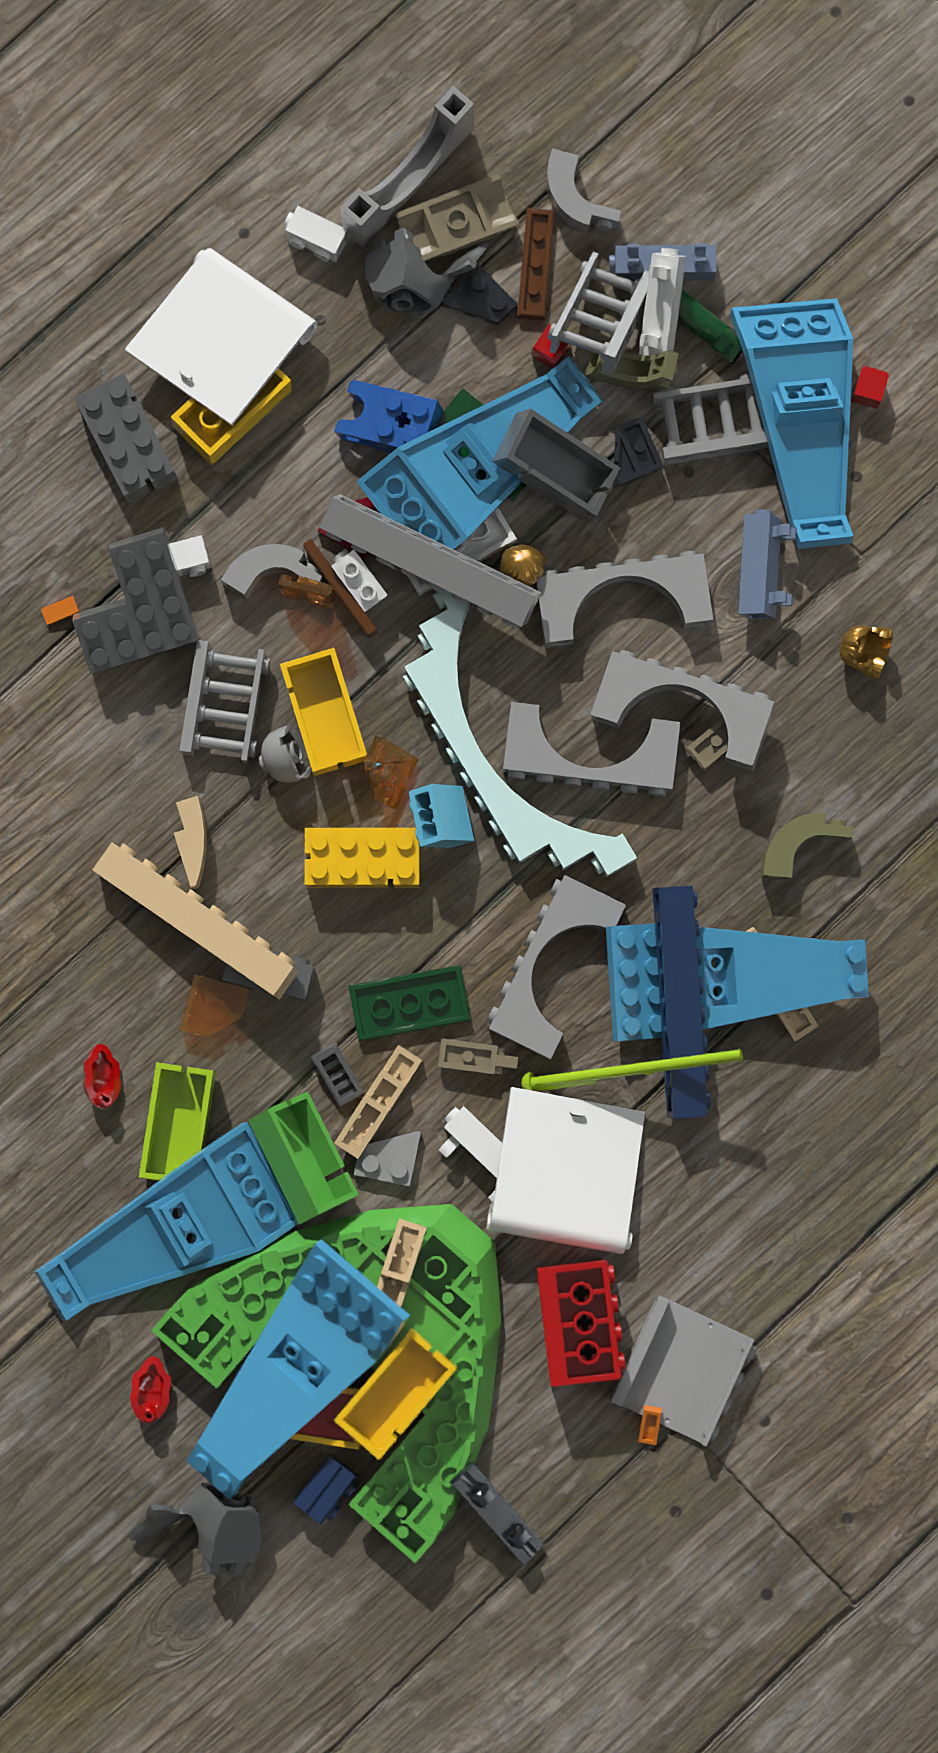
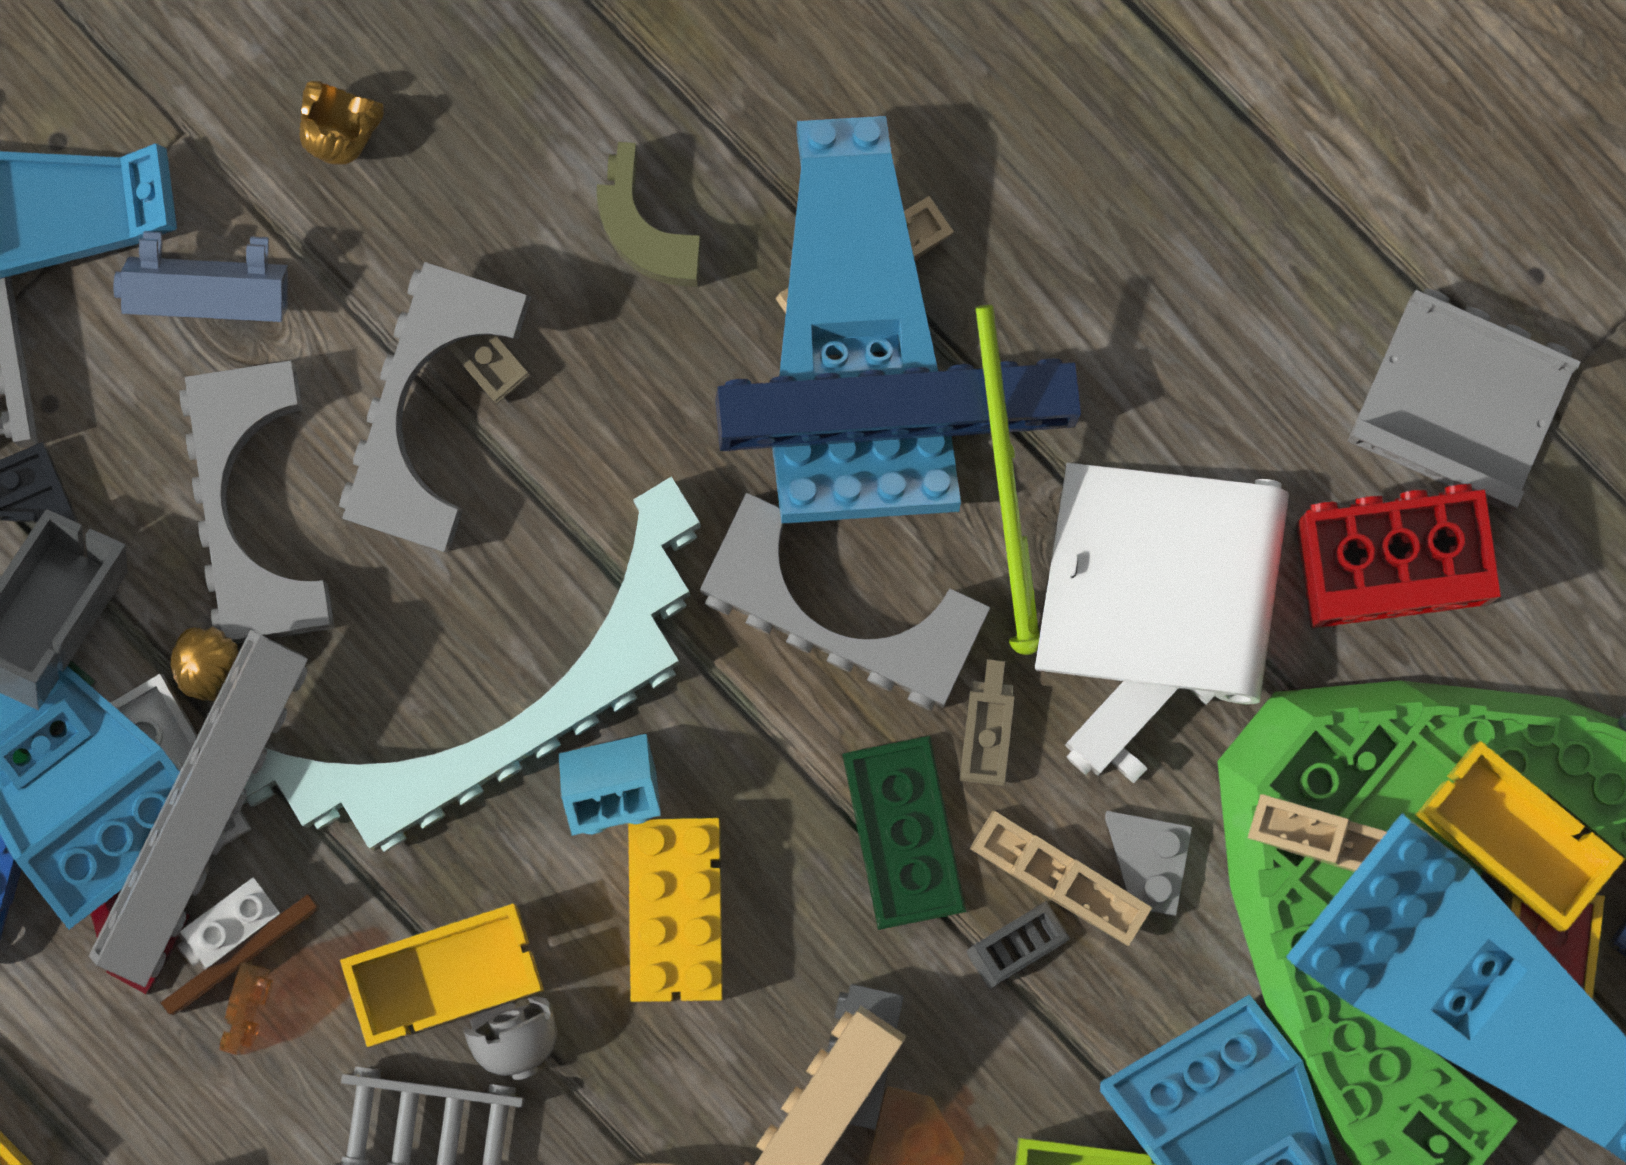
camera: 90 degrees left, 0 degrees up
(266, 560) = (194, 1074): light grey arch -> none
(302, 1157) = (1150, 997): bright green piece -> none
(388, 771) = (537, 871): clear orange plate -> none
(647, 769) = (507, 645): light grey arch -> none
(650, 1425) = (1548, 449): orange piece -> none

